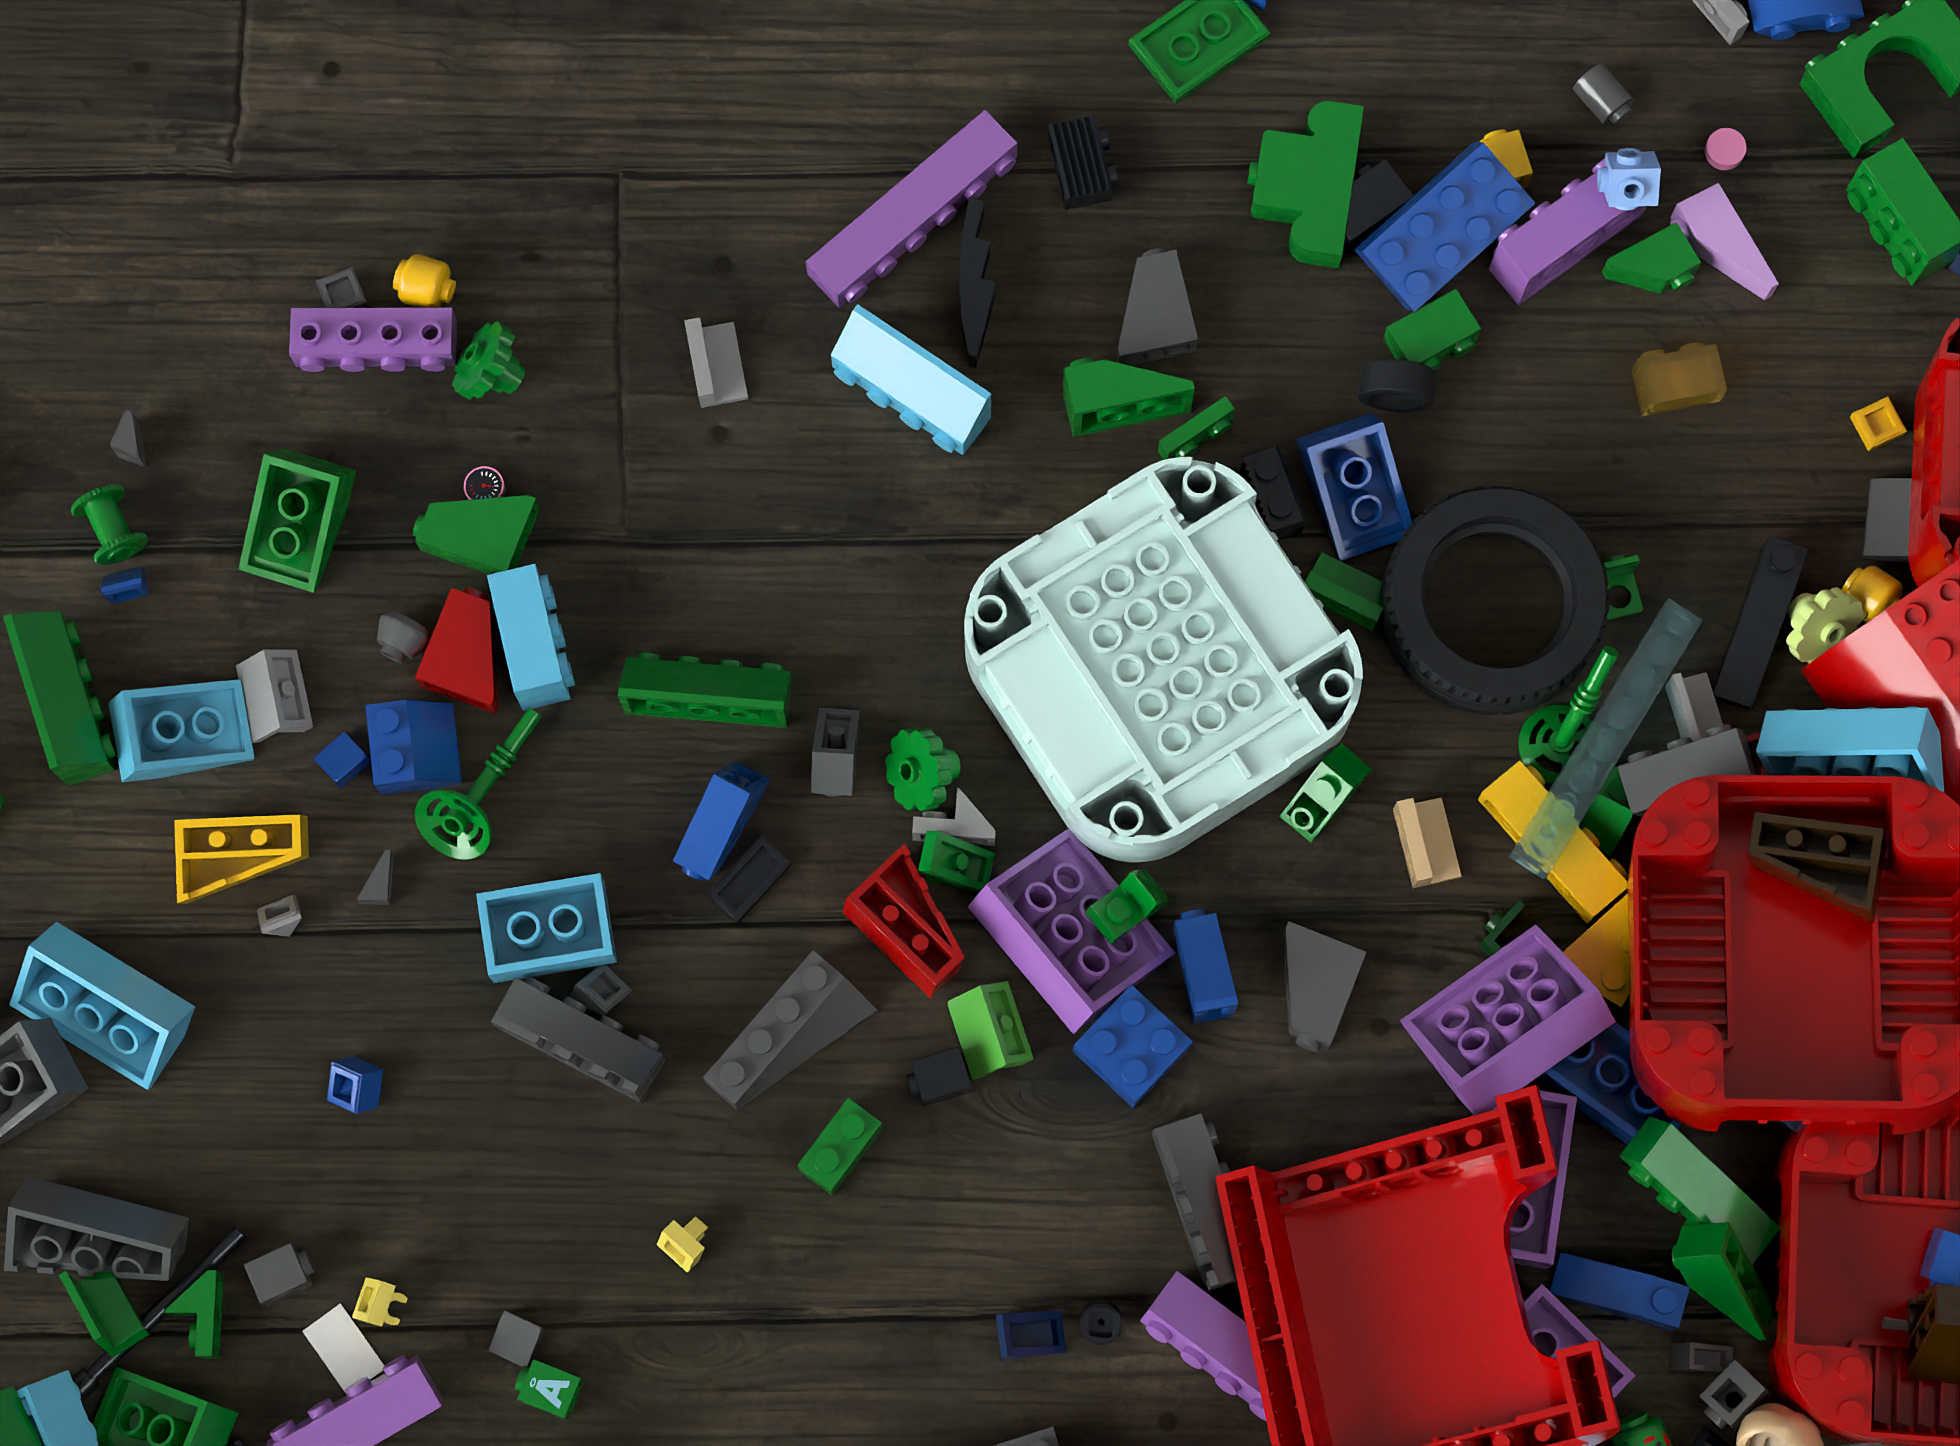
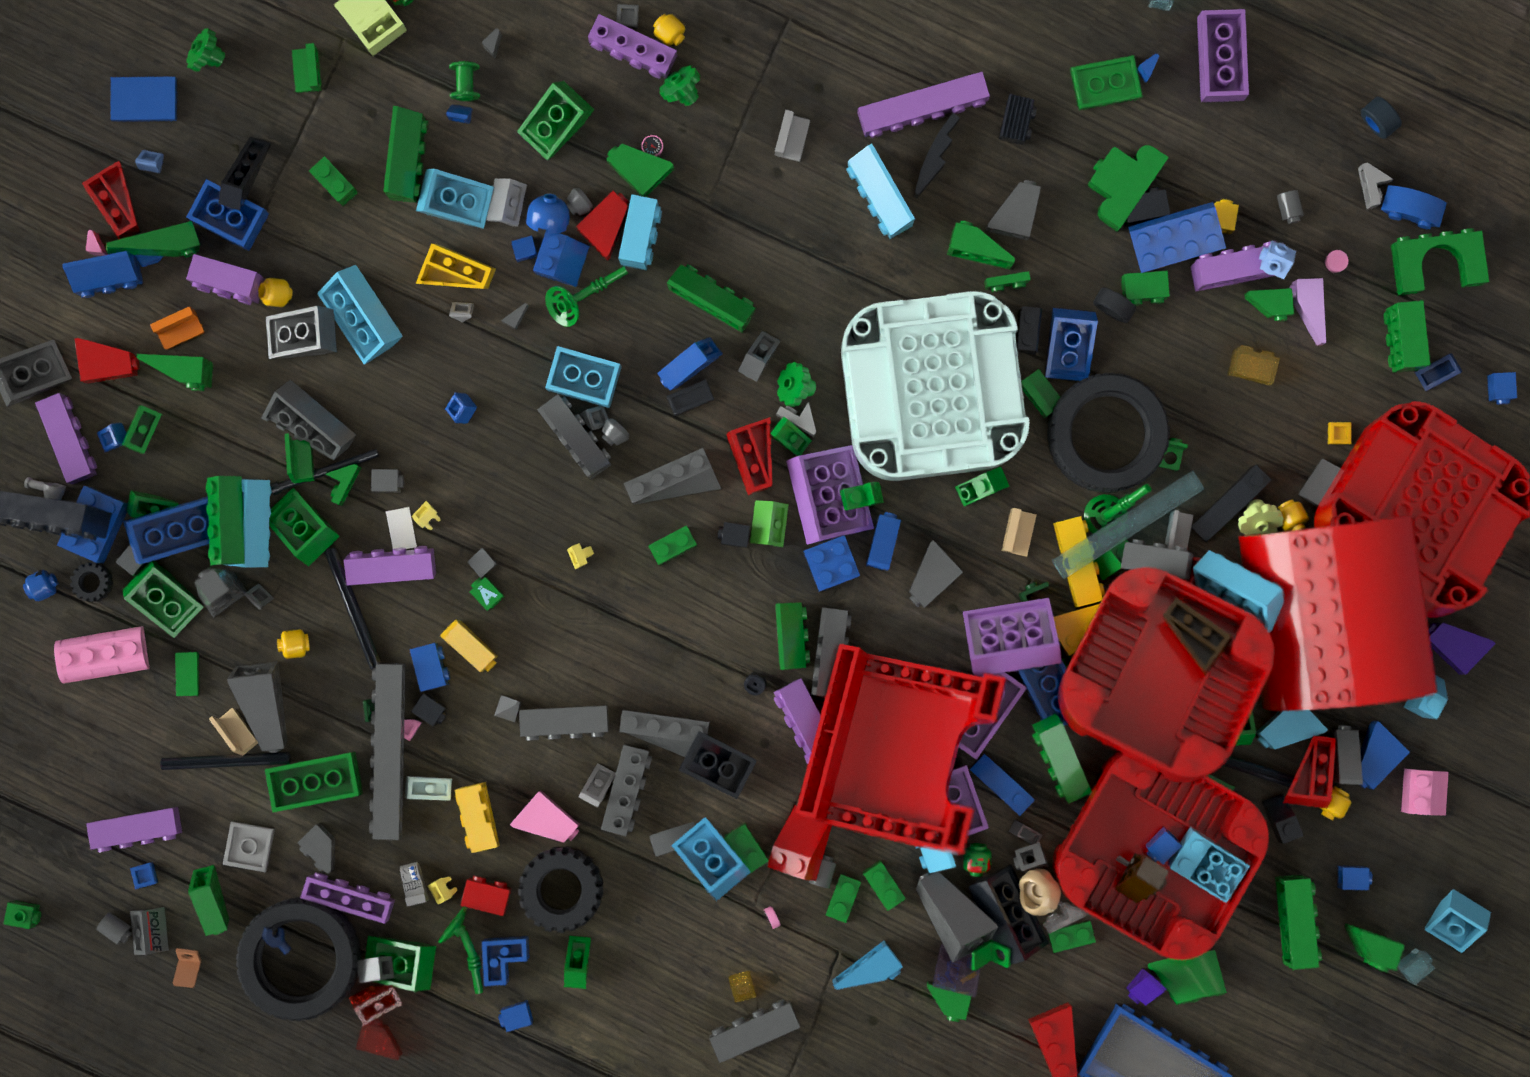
camera: 25 degrees right, 10 degrees up
(356, 676) = (548, 213): none -> blue cylinder
(645, 999) = (614, 432): none -> dark grey cone
(1030, 1334) = (719, 674): dark blue slope -> none
(1123, 1205) = (792, 635): none -> green slope
(1723, 1275) = (1053, 801): green slope -> none

